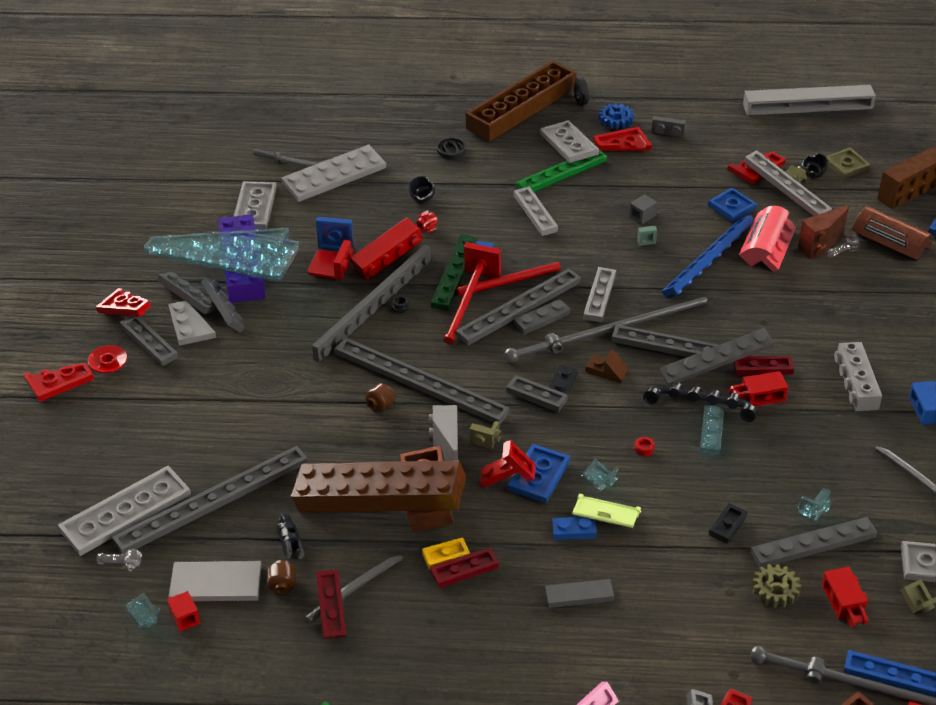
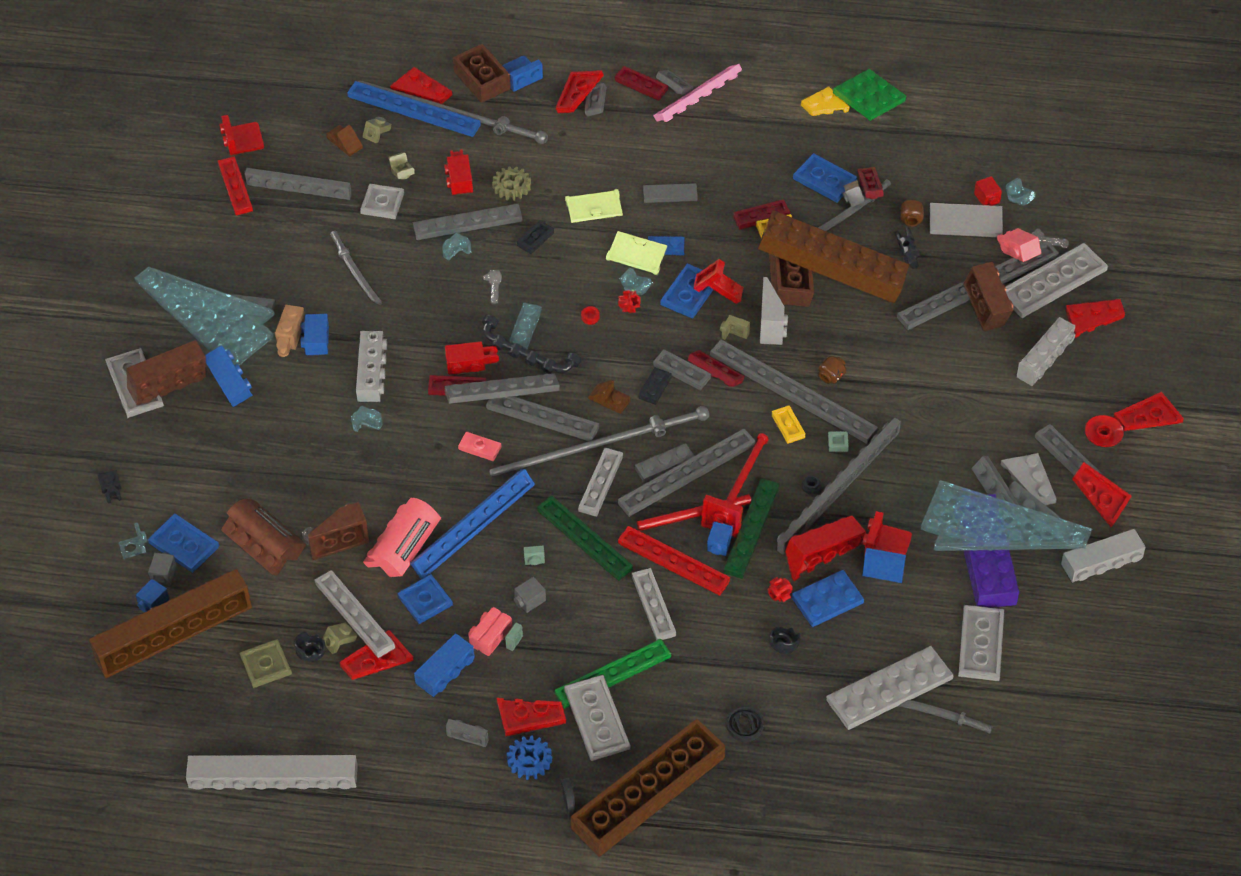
camera: 175 degrees left, 10 degrees up
(90, 478) = (1093, 314): none -> red wing
(129, 264) = (1103, 555): none -> light grey brick
(149, 428) = (1046, 351): none -> light grey brick
(159, 534) = (1019, 244): none -> coral brick
(204, 461) = (988, 296): none -> copper brick
(352, 589) = (853, 193): none -> dark grey plate
(374, 338) = (838, 441): none -> sand green plate
(380, 223) = (827, 598): none -> blue plate
(387, 621) = (824, 177): none -> blue plate
(424, 350) = (788, 424): none -> yellow plate
(502, 394) = (716, 368): none -> dark red plate
(523, 240) = (674, 560): none -> red plate
(604, 452) = (629, 301): none -> red gear
(606, 252) = (585, 538): none -> dark green plate
(648, 182) = (514, 636): none -> sand green tile
(669, 185) = (490, 631): none -> coral brick
(680, 571) = (583, 206): none -> yellowish green door
(699, 163) = (444, 665): none -> blue brick
(723, 319) = (479, 446): none -> coral plate
(760, 474) = (494, 278): none -> clear piece
(840, 330) = (366, 417): none -> clear light blue bracket

